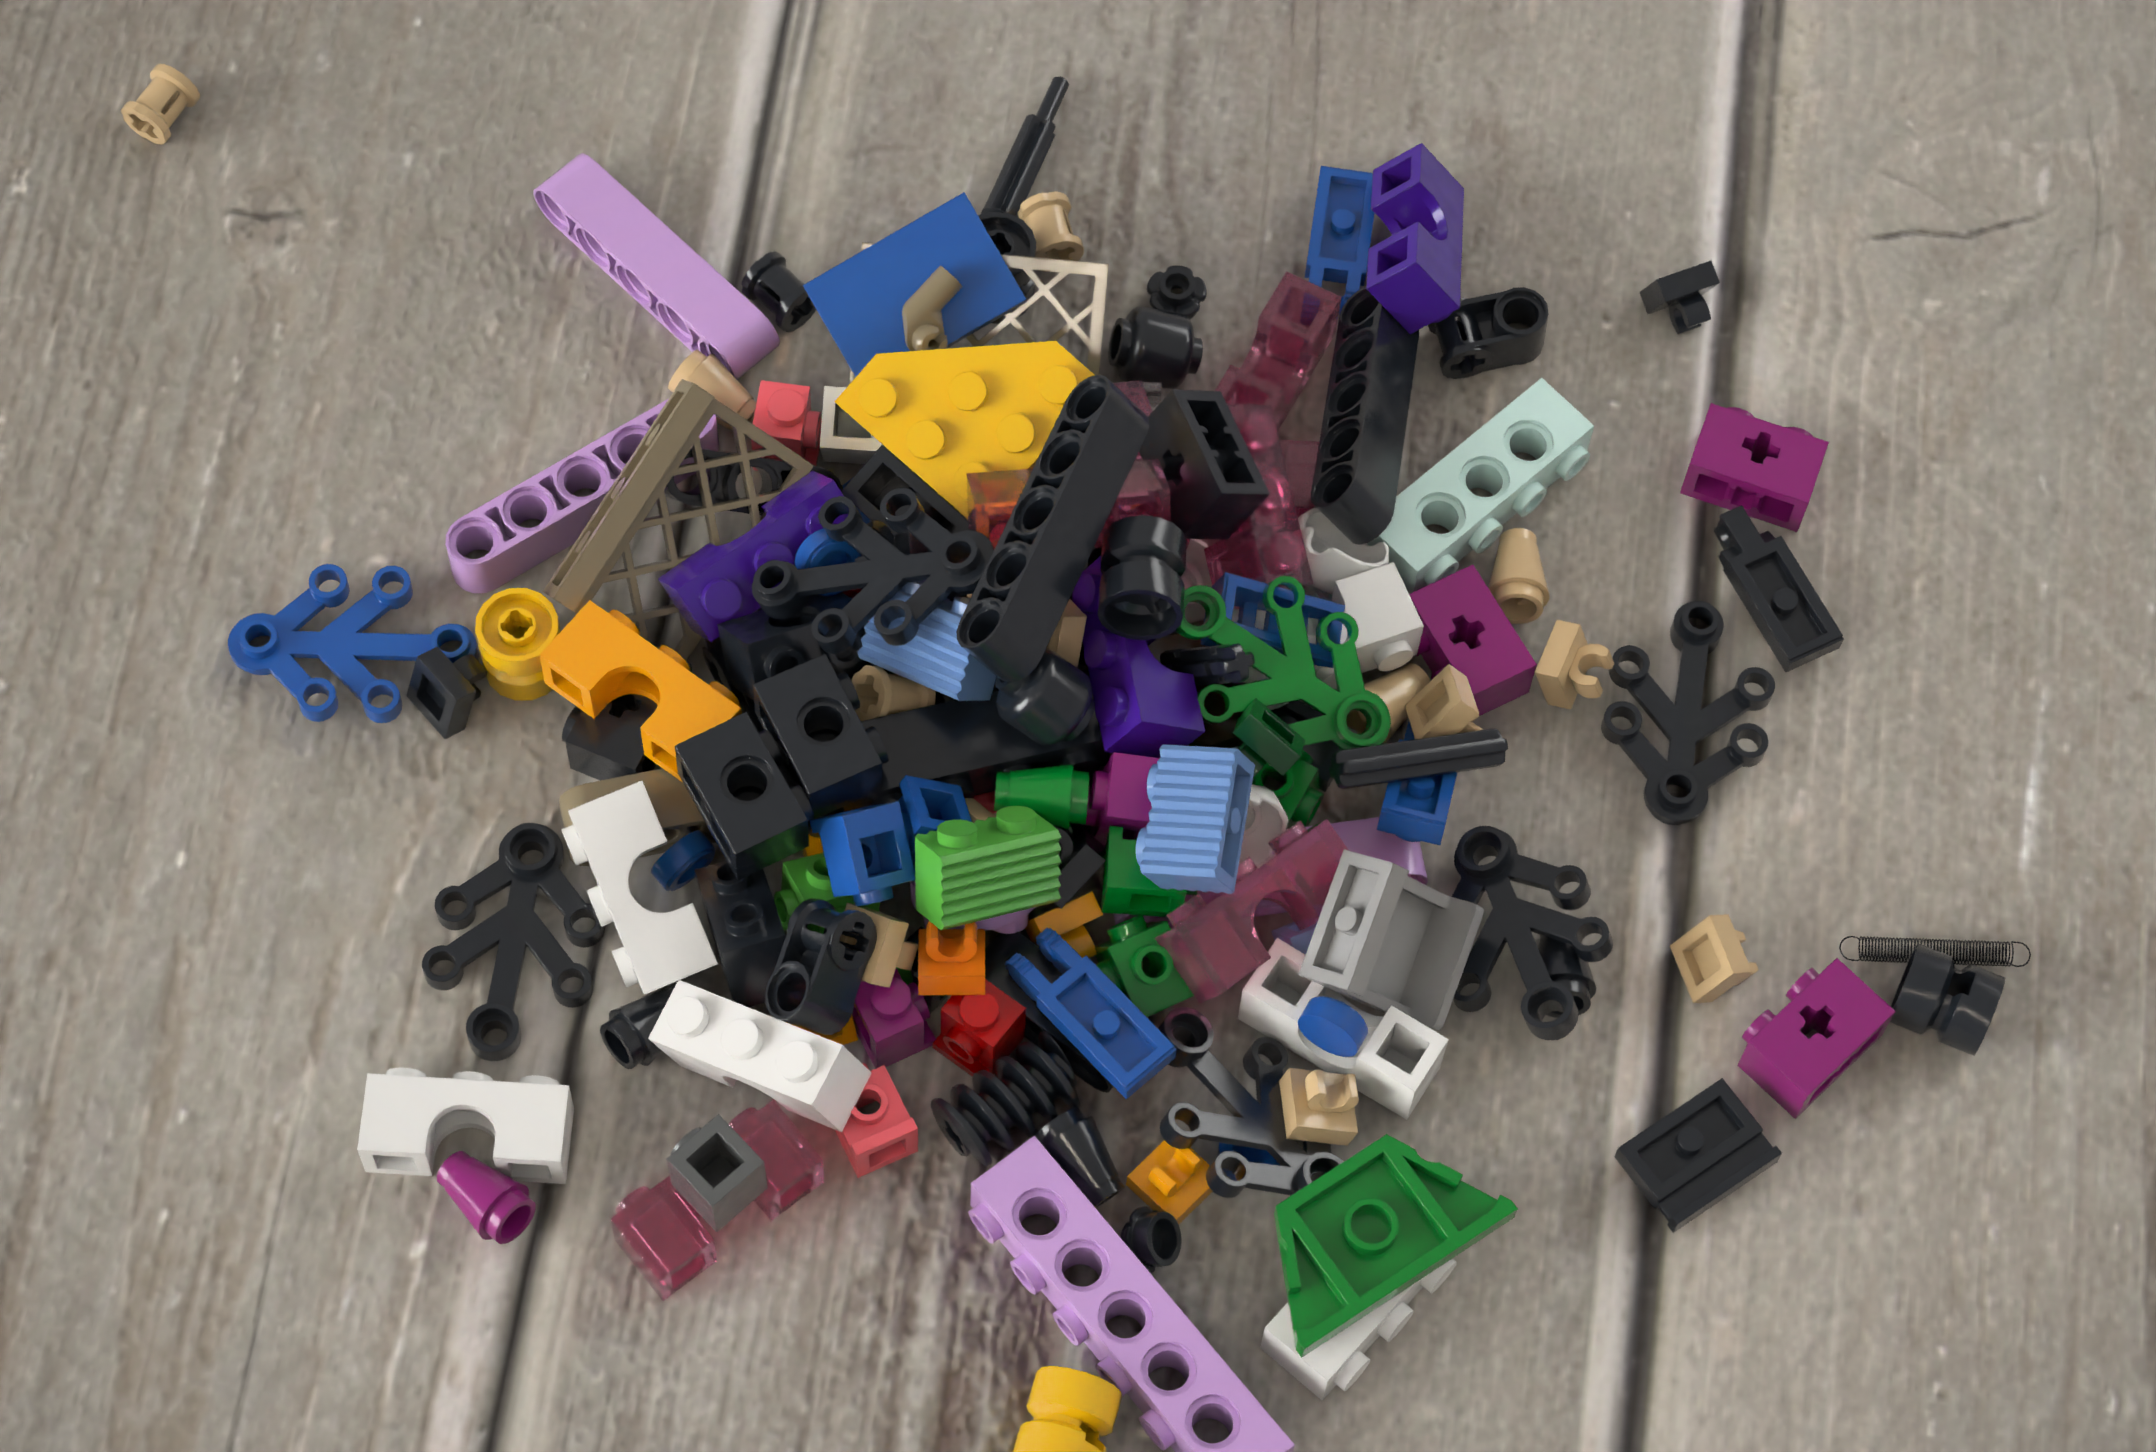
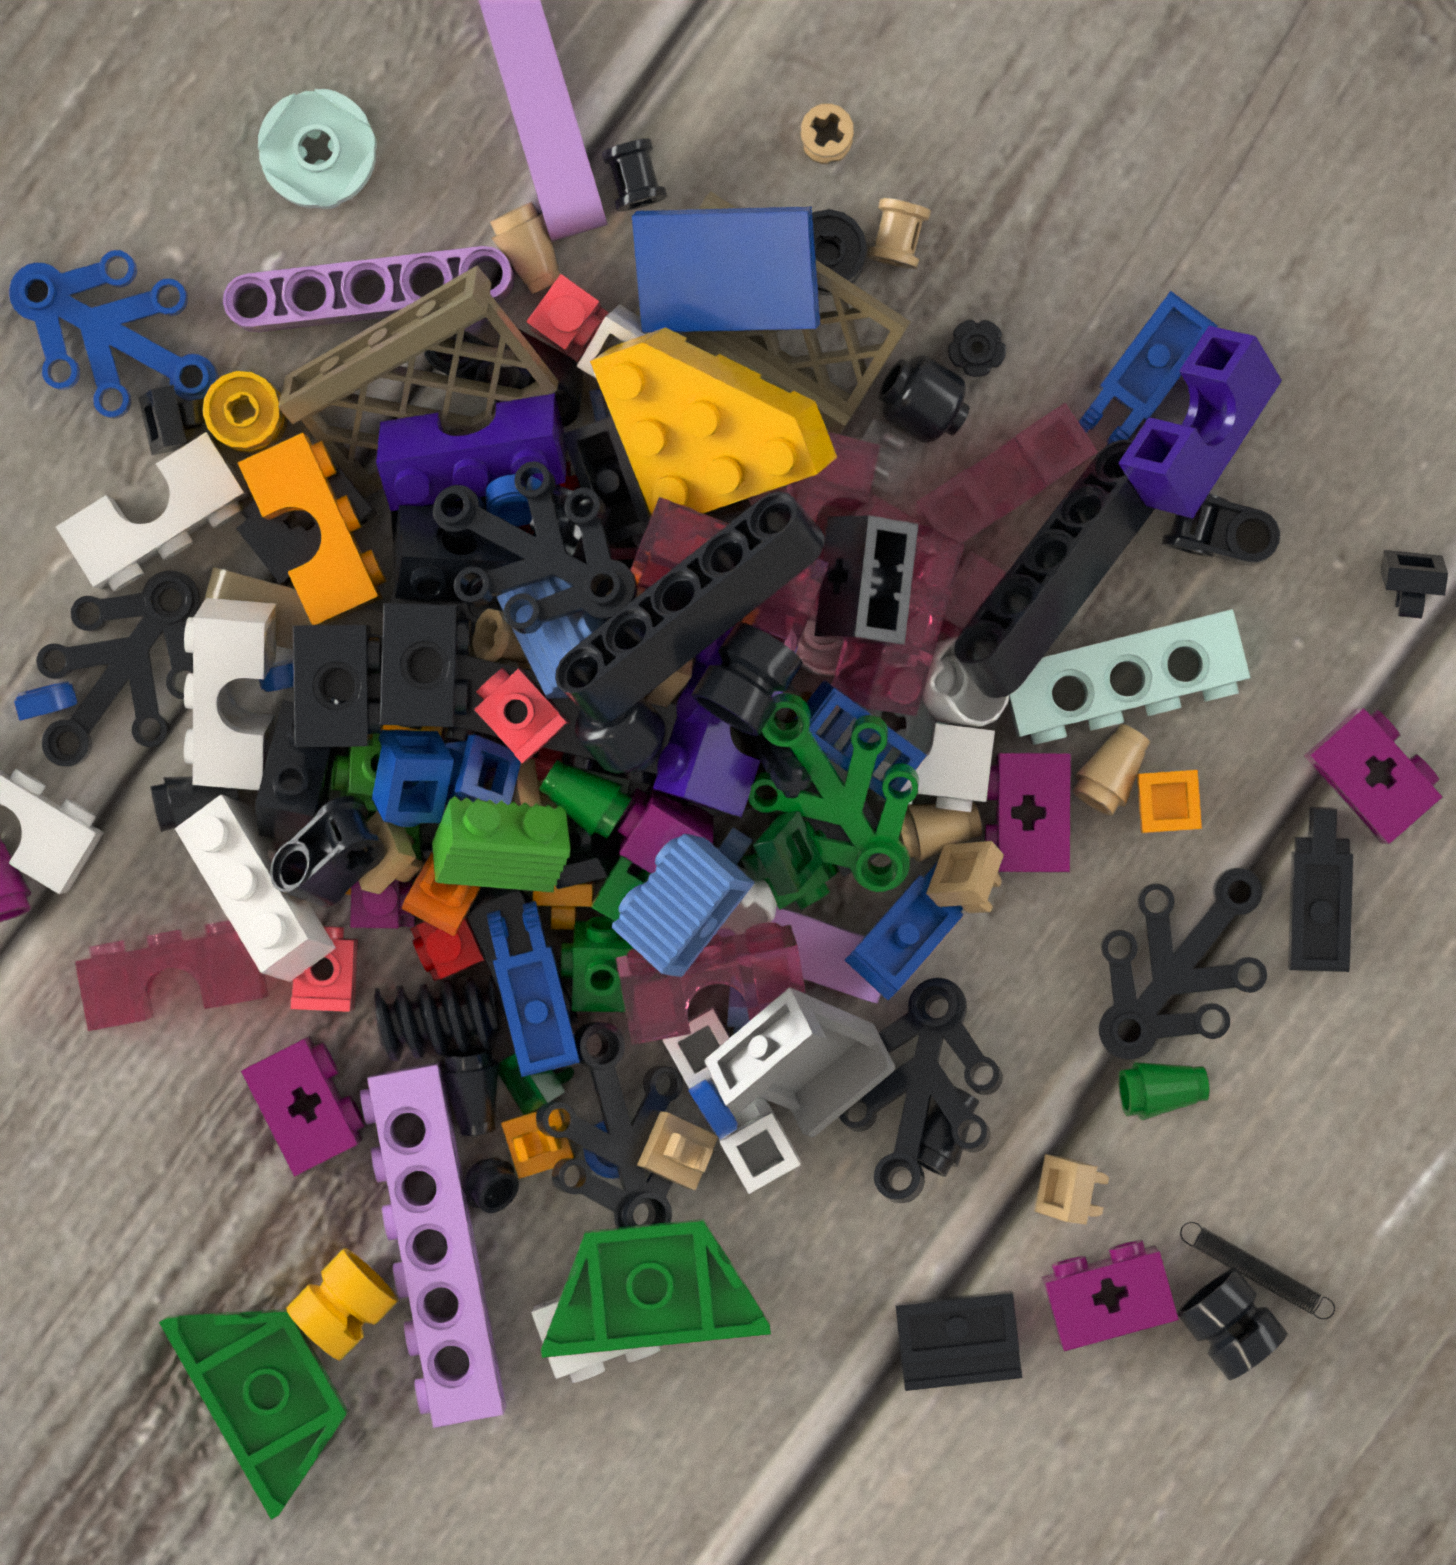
camera: 35 degrees right, 25 degrees up
(450, 1001) = (45, 700): none -> blue tile
(452, 825) = (201, 492): none -> white arch
(476, 434) = (310, 115): none -> light aqua plate
(716, 1172) = (162, 982): dark grey brick -> none
(923, 313) = (717, 303): dark tan arm -> none
(931, 1287) = (299, 1136): none -> magenta brick
(938, 175) = (821, 116): none -> tan bush
(946, 754) = (543, 716): none -> coral brick
(1027, 153) = (919, 143): black axle -> none
(1134, 1121) = (535, 1089): none -> dark green tile
(1418, 758) = (914, 915): black axle -> none
(1565, 664) = (1102, 874): tan tile -> none
(1586, 570) = (1169, 801): none -> light orange tile
(1739, 828) = (1161, 1088): none -> green cone

